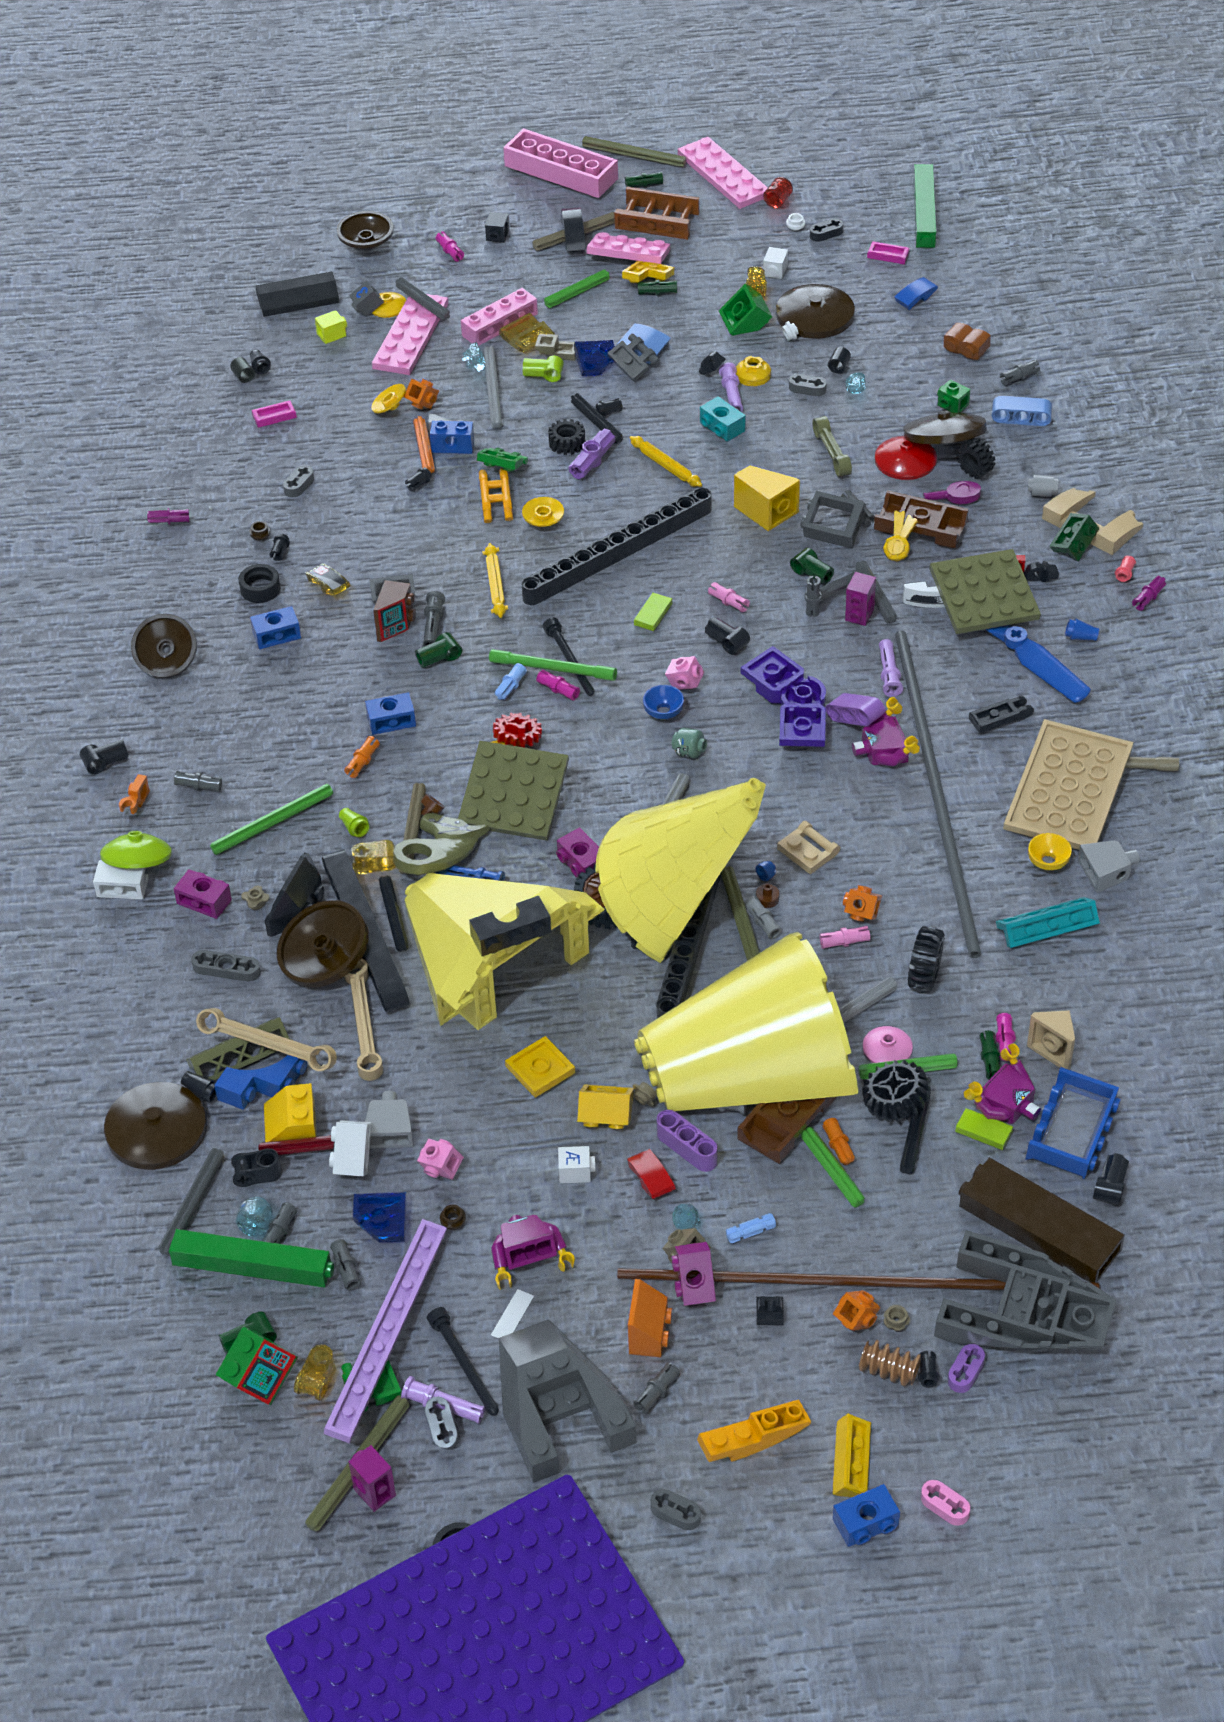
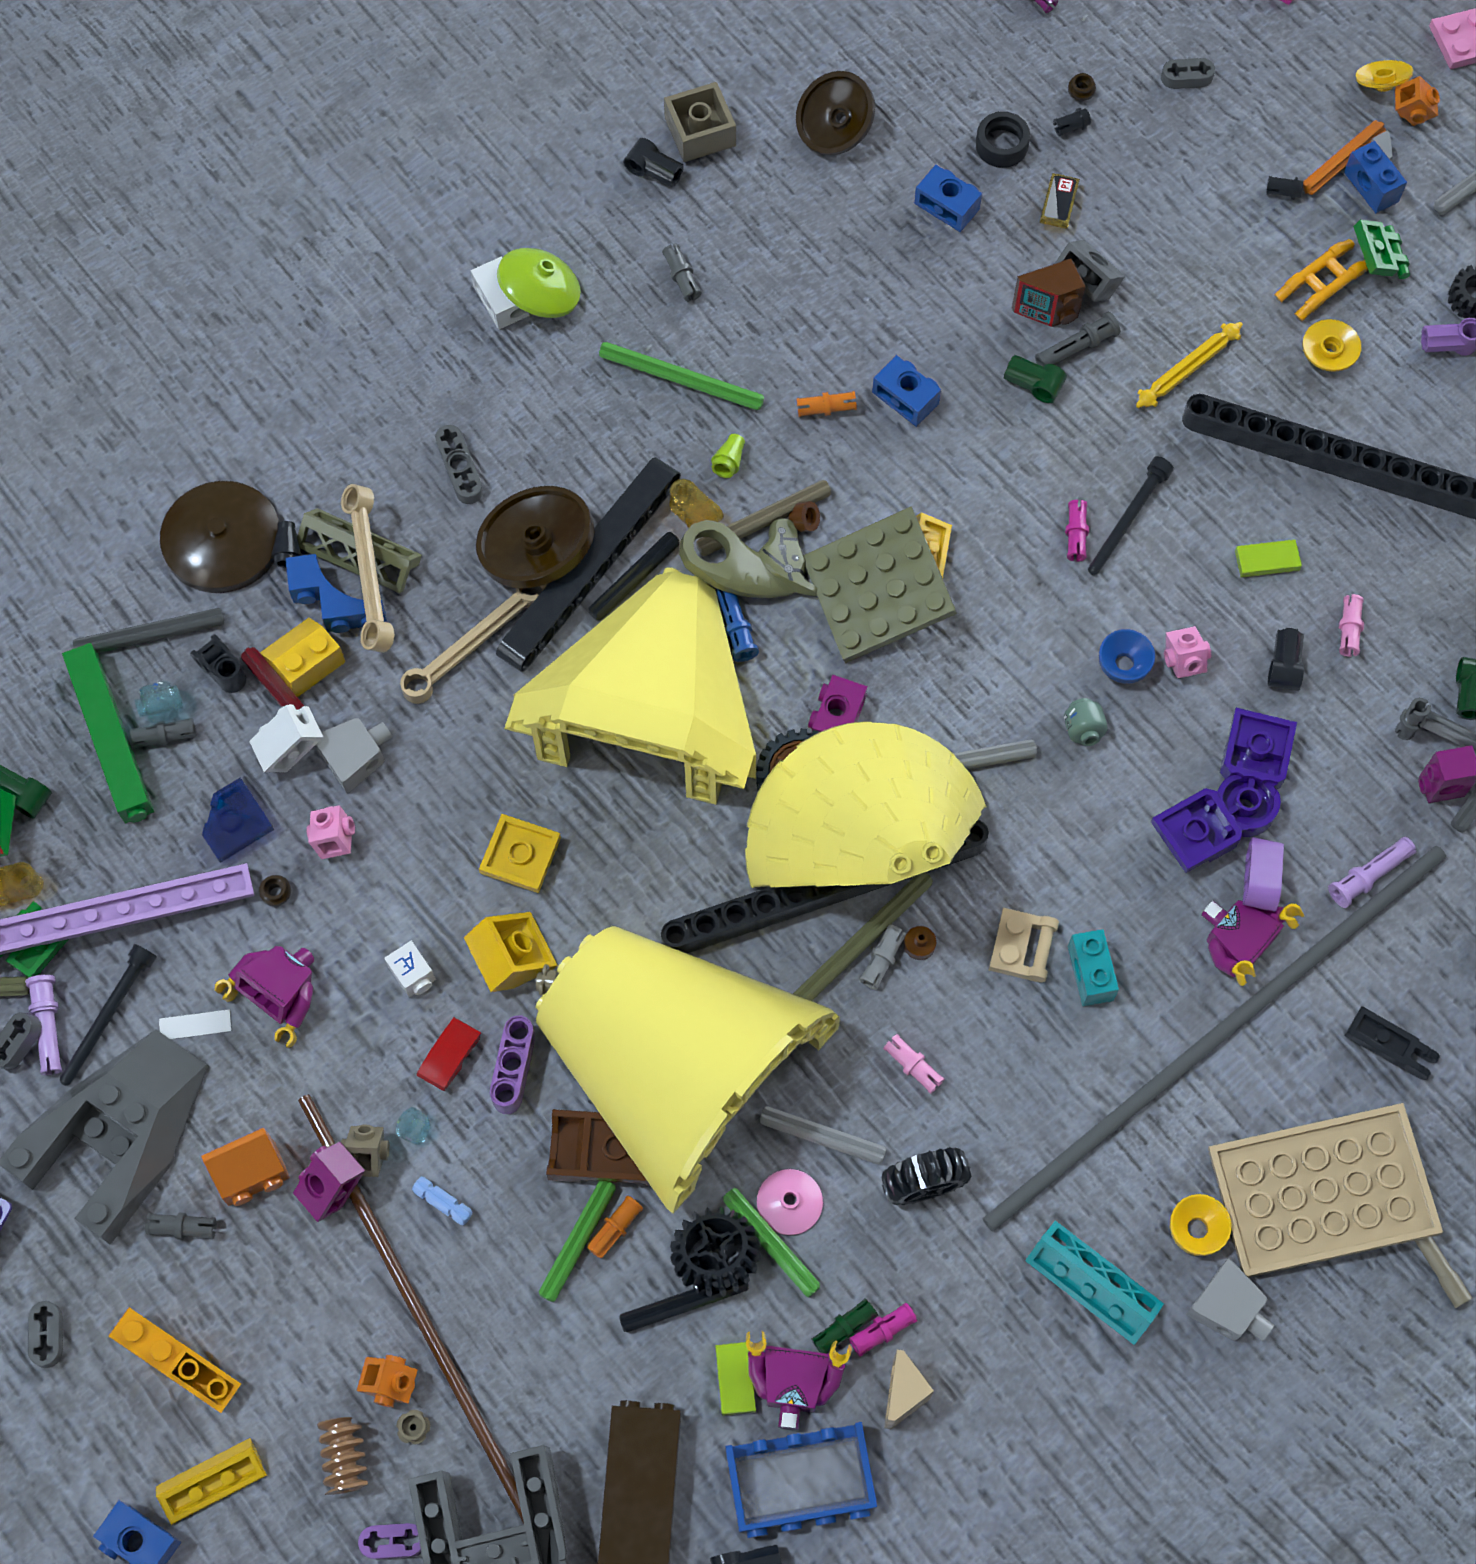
camera: 55 degrees right, 20 degrees up
(100, 714) = (700, 121): none -> dark tan brick
(137, 794) = (624, 229): orange plate -> none
(202, 893) = (531, 364): magenta brick -> none
(255, 897) = (564, 438): dark tan plate -> none
(298, 892) = (589, 468): black wedge -> none
(345, 1264) = (155, 825): dark grey pin -> none
(494, 935) = (619, 732): black arch -> none
(510, 681) = (1044, 479): light blue axle -> none
(517, 730) = (972, 532): red gear -> none
(597, 671) = (1117, 558): bright green piece -> none
(765, 870) = (954, 920): blue hinge -> none
(769, 1310) = (347, 1284): black tile -> none
(851, 818) = (1093, 967): none -> teal brick
(869, 900) = (969, 1055): orange brick -> none
(928, 1374) = (361, 1501): black pin -> none

